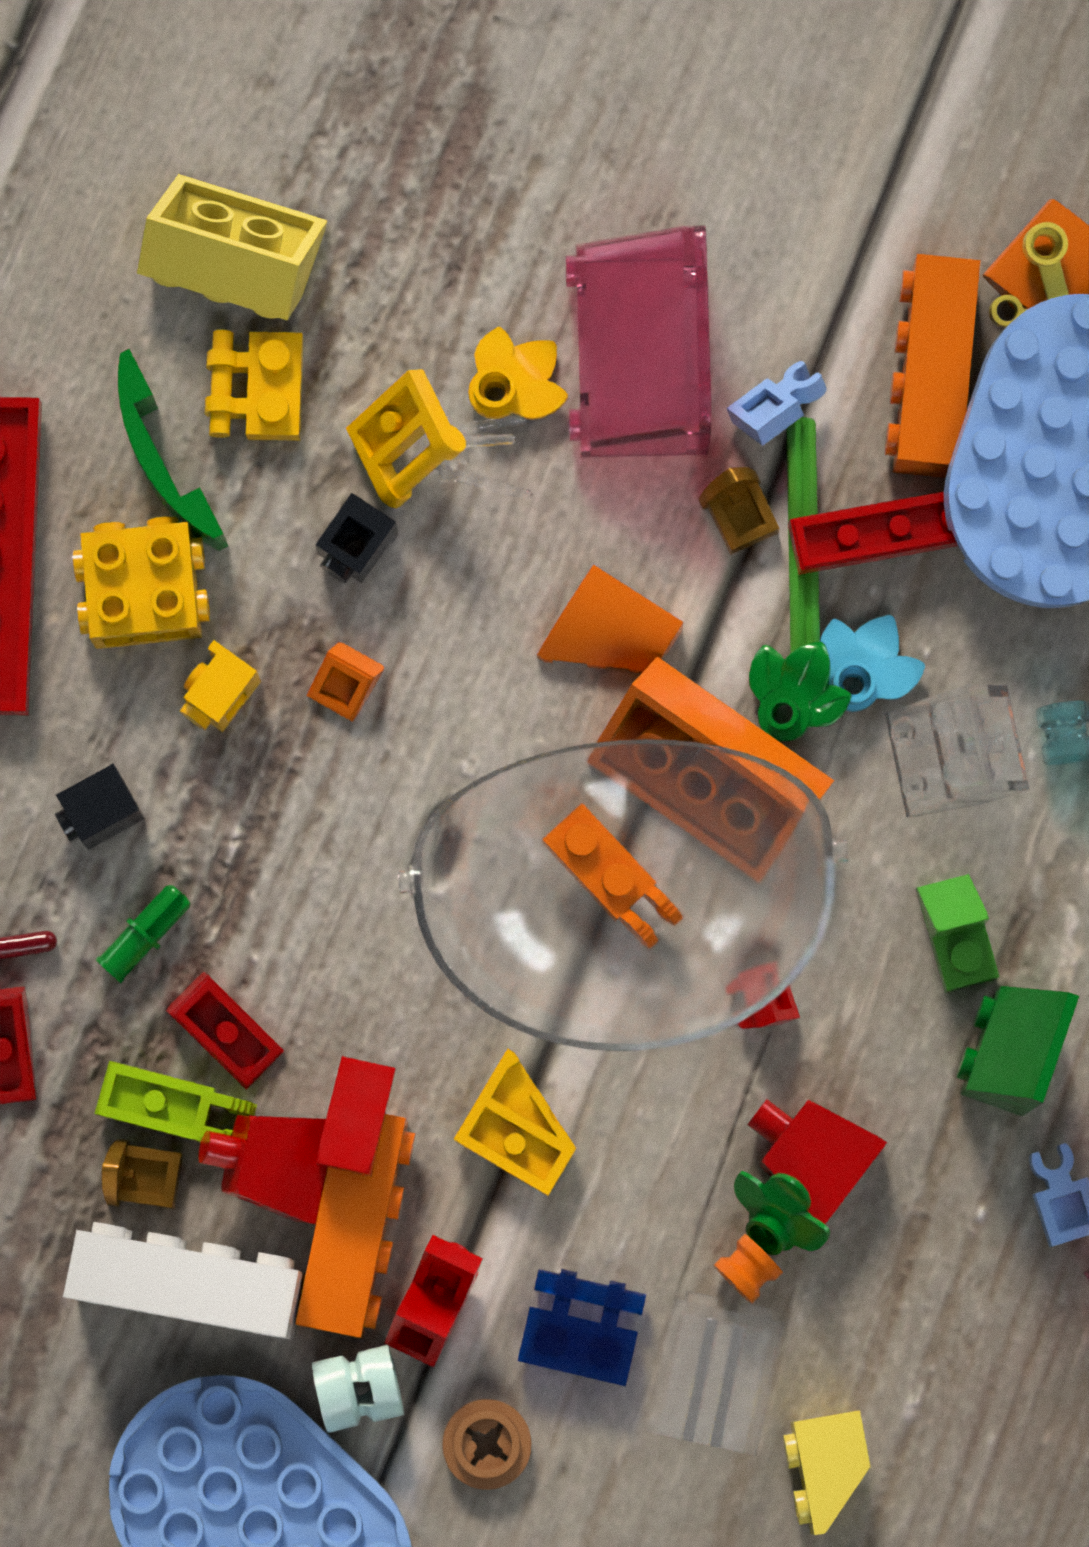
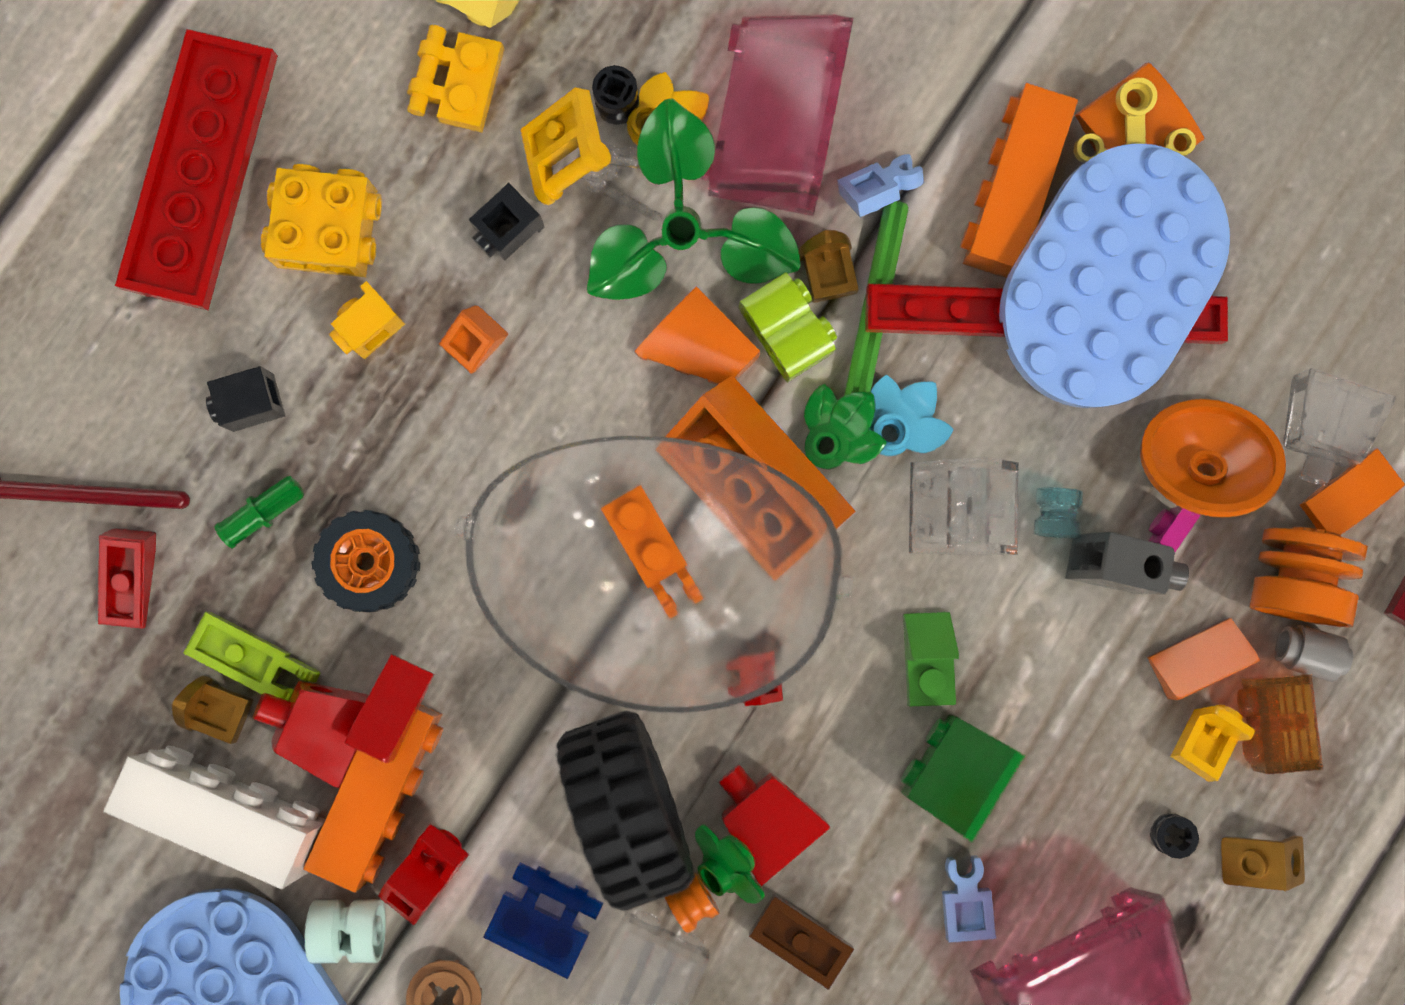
camera: 15 degrees right, 5 degrees up
(135, 402) = (351, 70): green slope -> none
(224, 1030) = (308, 611): red slope -> none
(284, 931) = (339, 558): none -> black wheel
(453, 375) = (617, 104): none -> black wheel
(517, 1128) = (525, 740): yellow wing -> none
(544, 412) = (676, 148): none -> green plant
(653, 1164) = (624, 811): none -> black tyre
(708, 588) = (787, 326): none -> lime brick
(883, 1285) = (801, 941): none -> reddish brown plate

